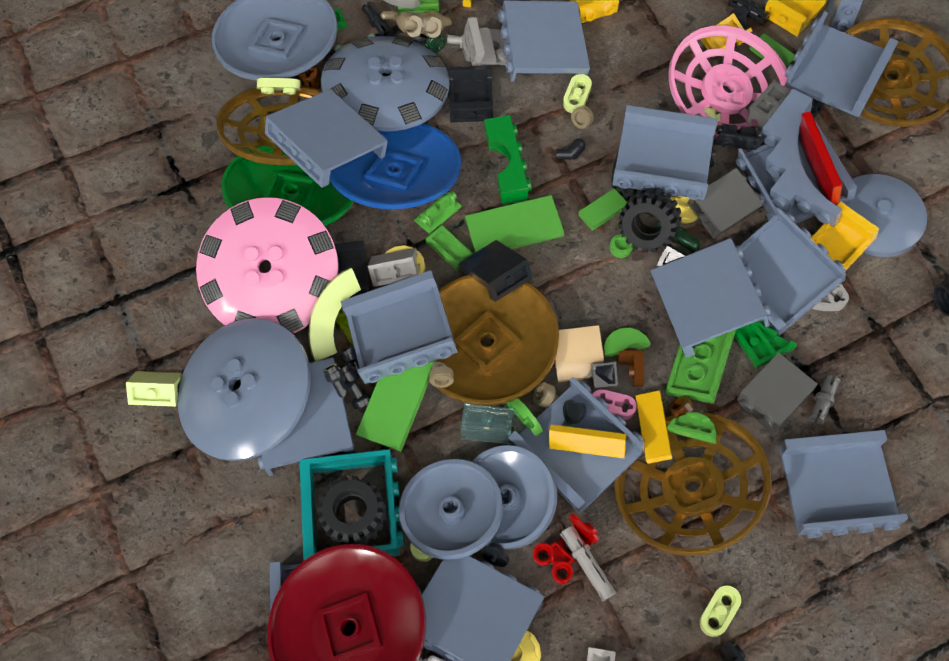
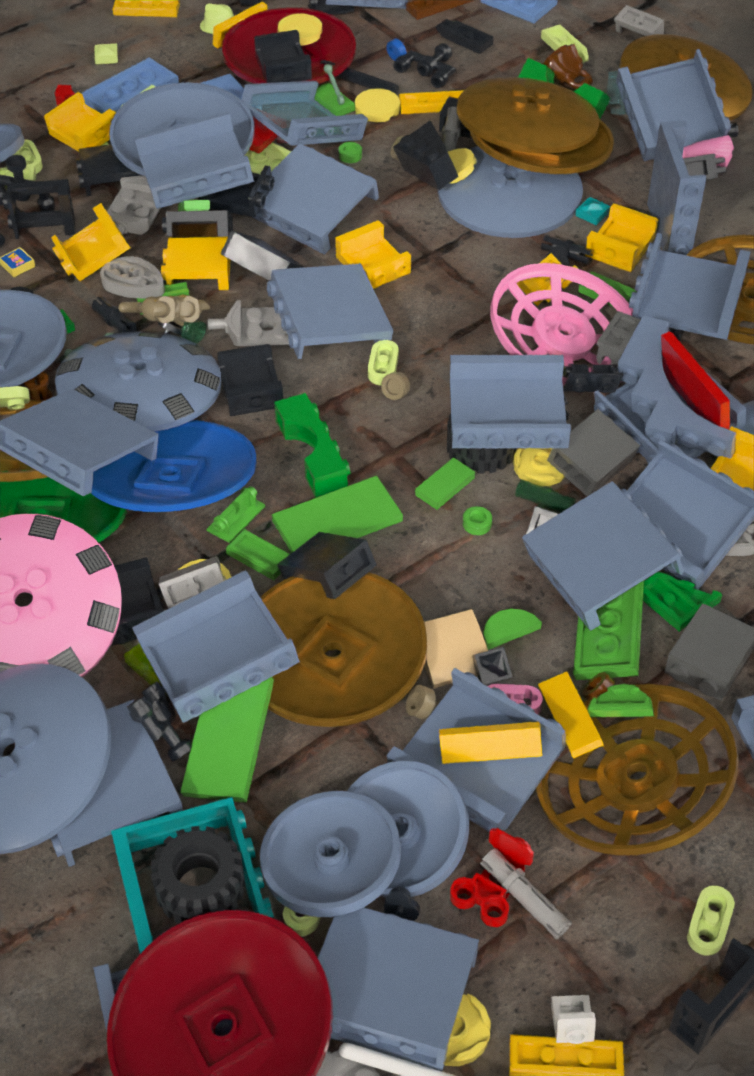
camera: 15 degrees left, 15 degrees down
(325, 313) = (113, 645): yellowish green tile -> none
(441, 375) = (283, 694): dark tan tile -> none
(479, 44) = (249, 321): light grey panel -> none
(486, 423) = (353, 748): clear light blue hinge -> none
(525, 416) = (401, 728): bright green tile -> none
(572, 151) = (392, 425): black arm -> none
(573, 411) = (464, 712): black piece -> none
(635, 363) = (530, 649): reddish brown bracket -> none
(642, 235) = (496, 500): black tyre -> none

